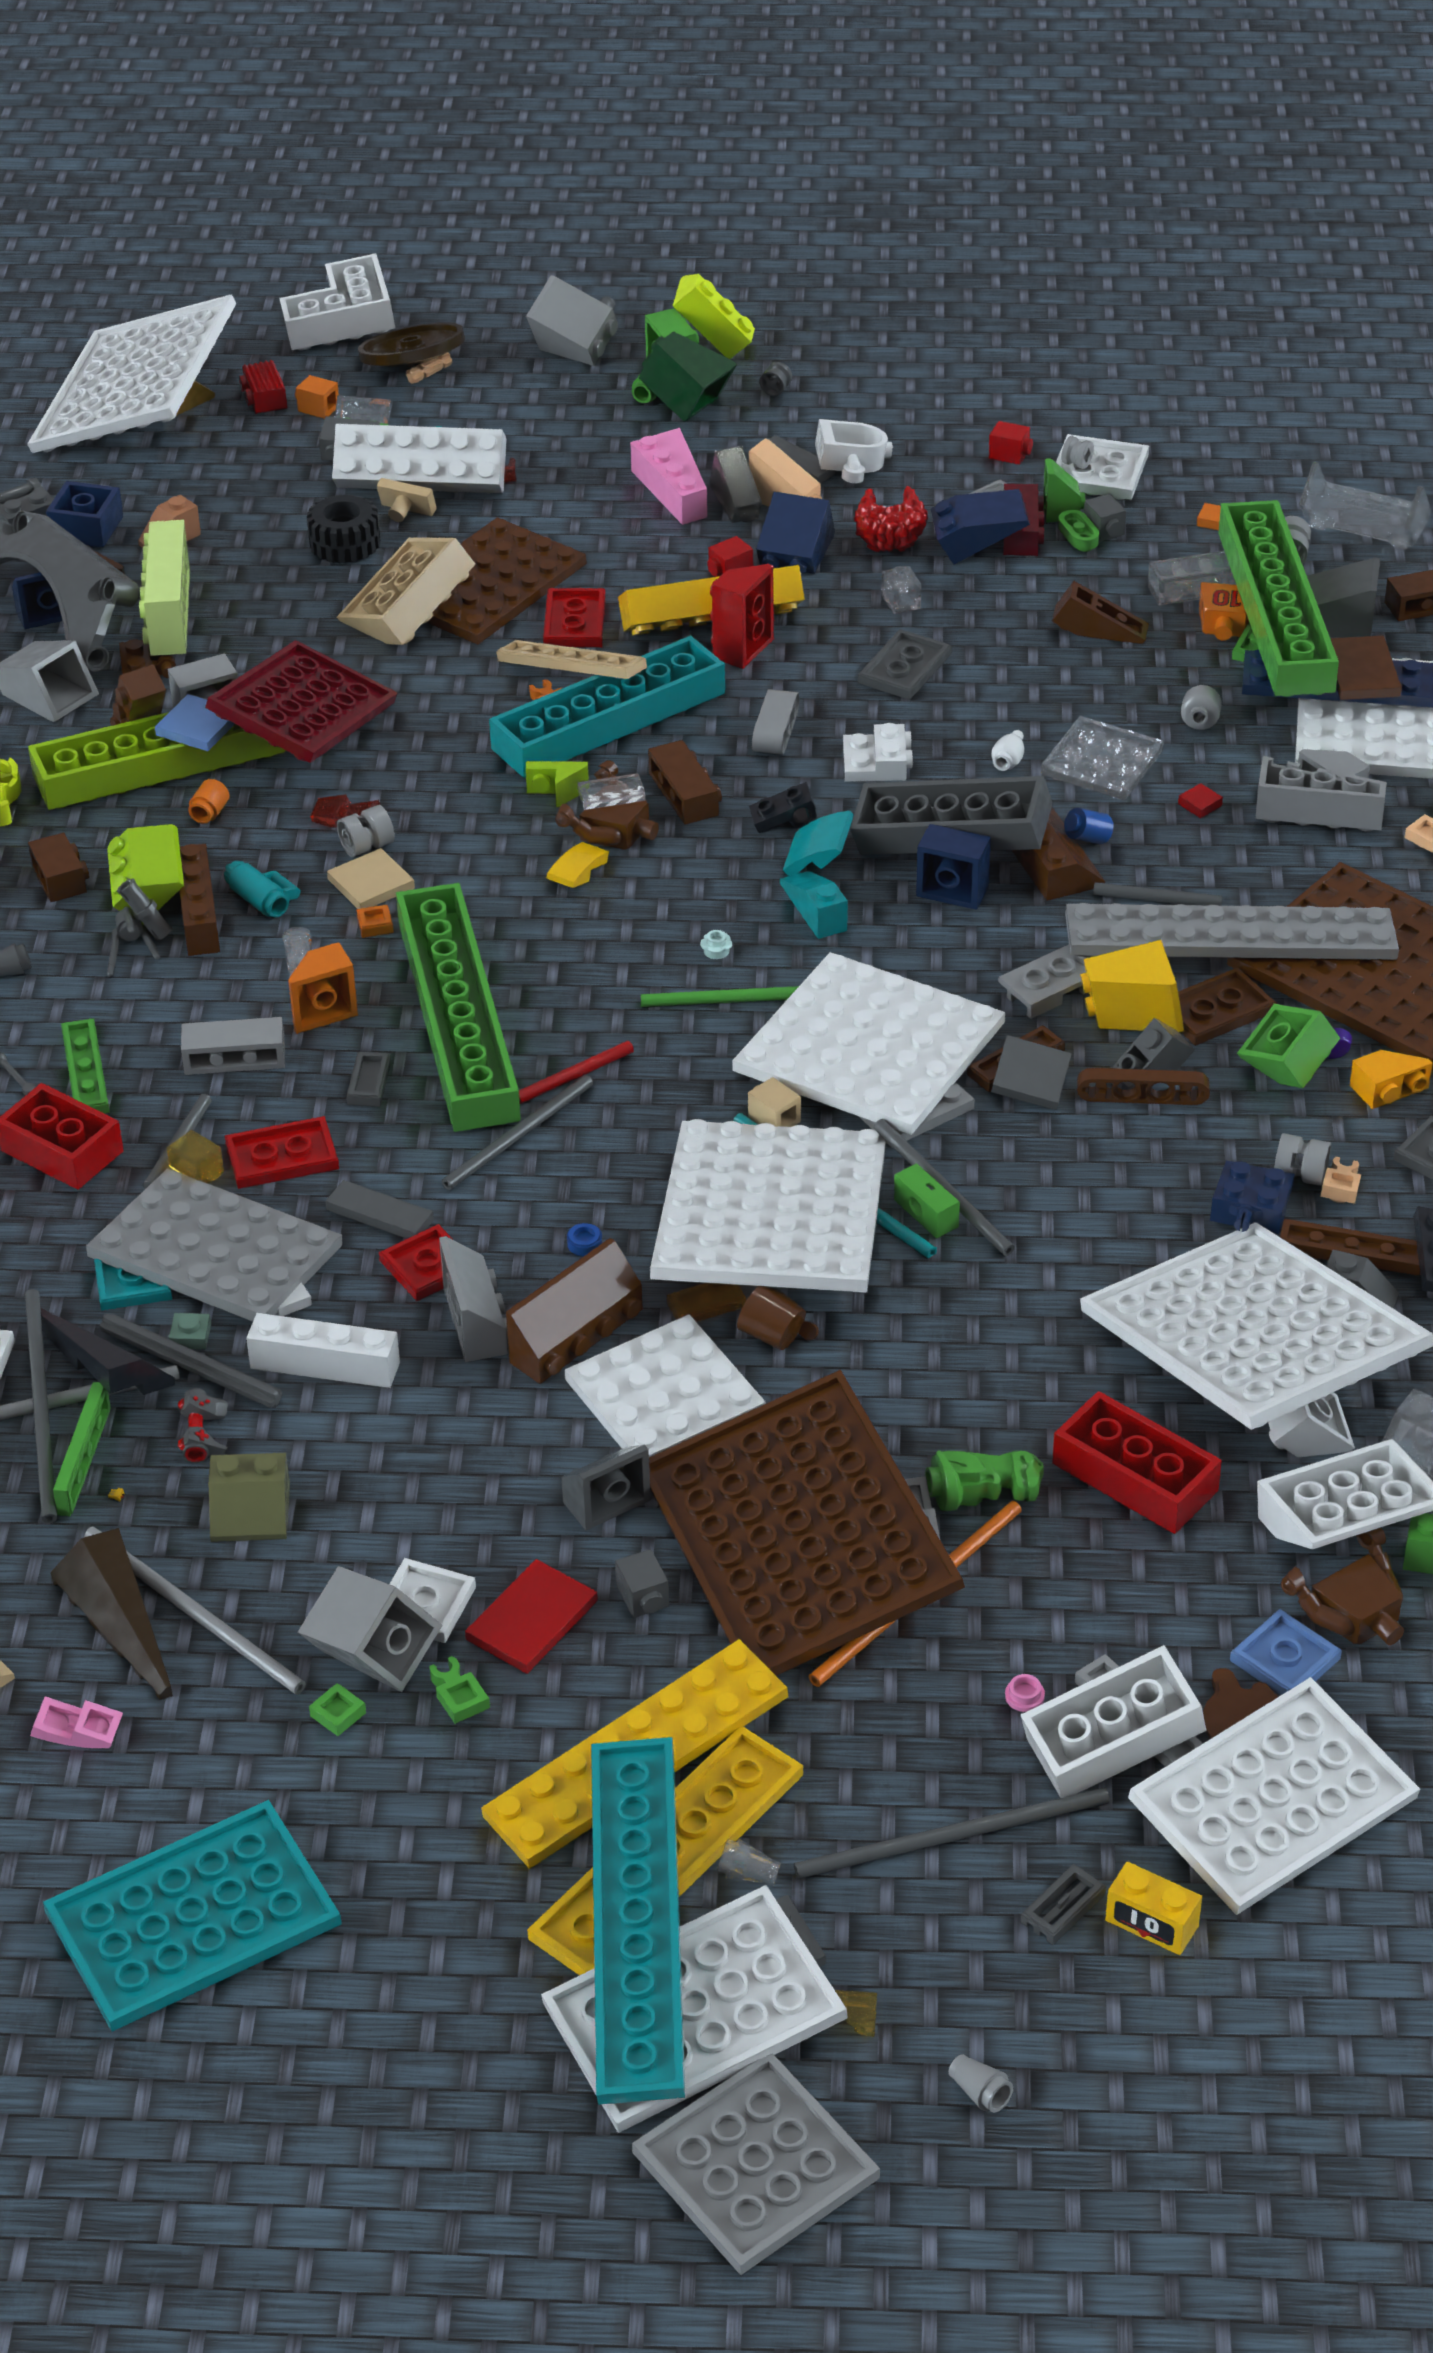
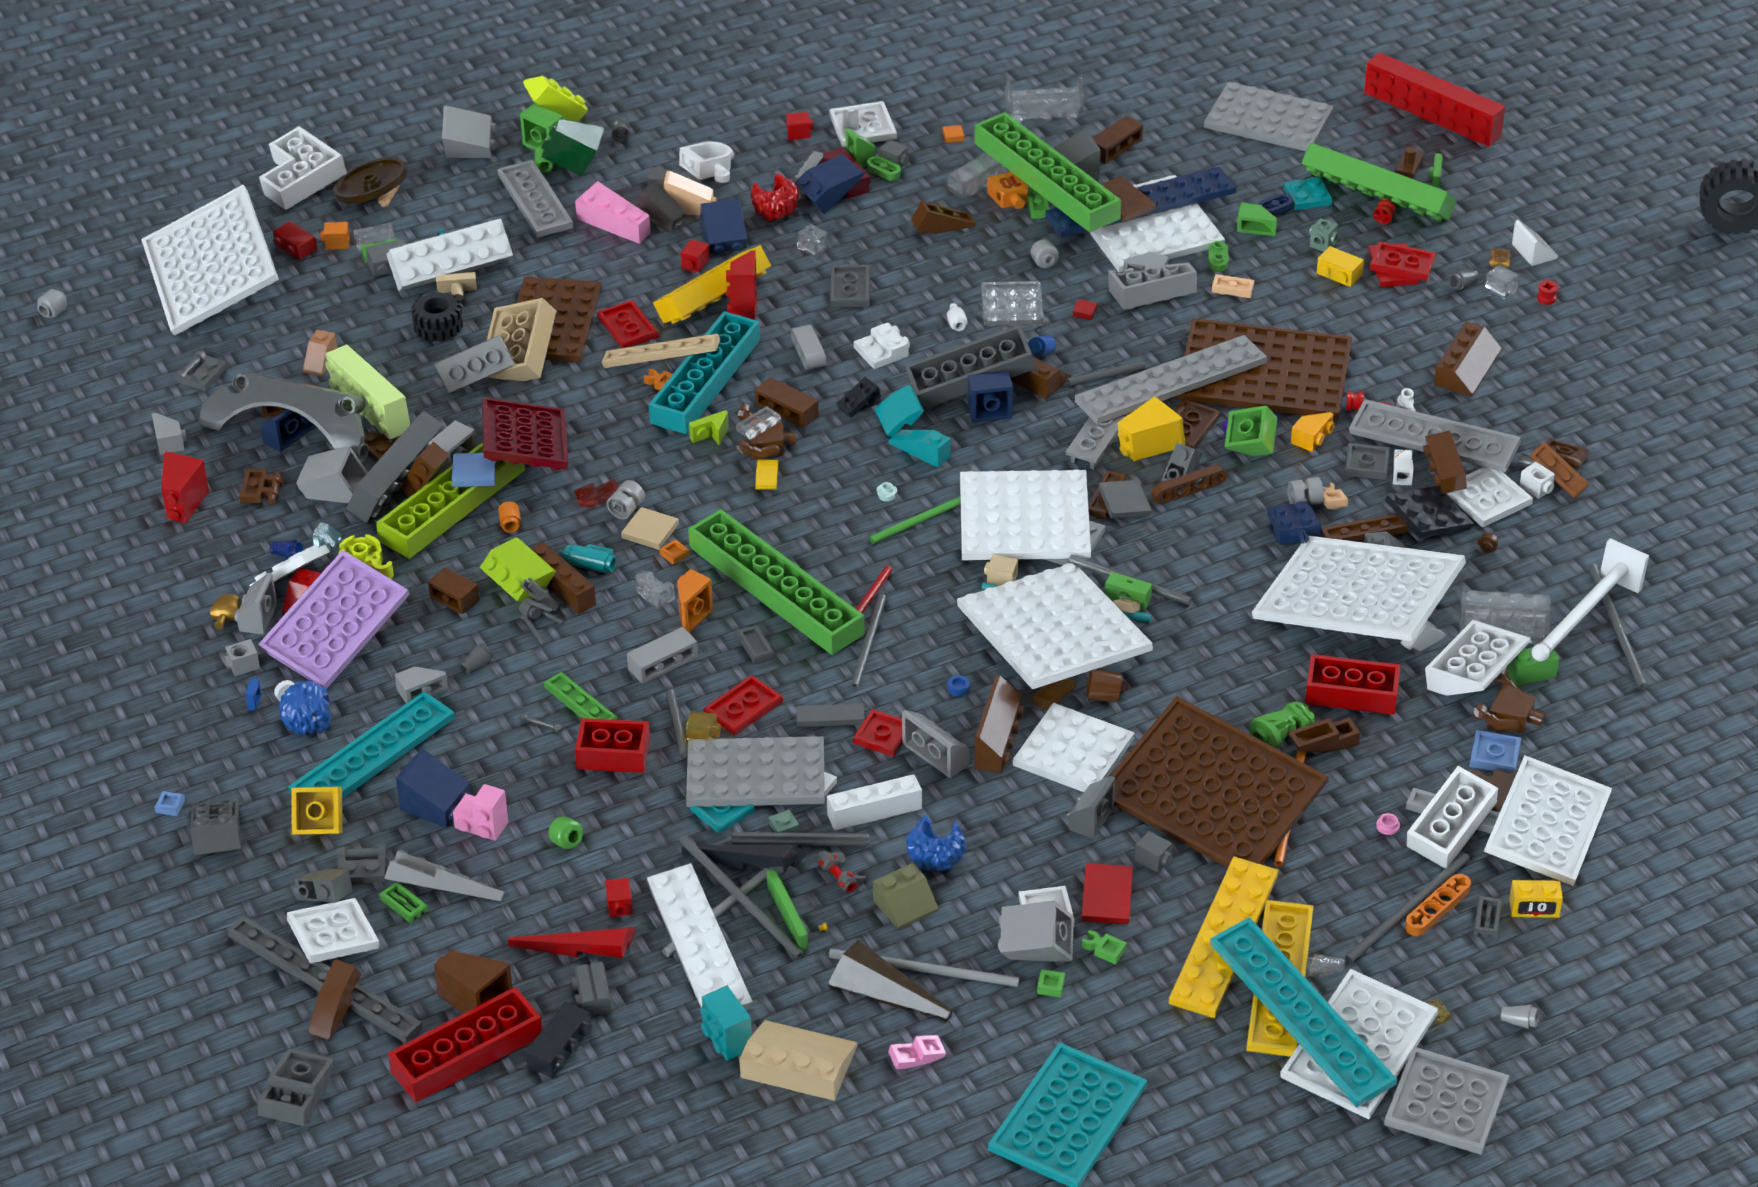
camera: 30 degrees left, 0 degrees up
(86, 697) = (392, 468): none -> dark grey brick
(87, 511) = (260, 358): dark blue brick -> none
(324, 596) = (474, 363): none -> light grey brick
(338, 1445) = (933, 852): none -> blue hair
(596, 429) = (535, 198): none -> light grey plate
(906, 1219) = (1127, 605): none -> tan tile
(1003, 1855) = (1434, 902): none -> orange beam
(1034, 1522) = (1326, 736): none -> reddish brown slope

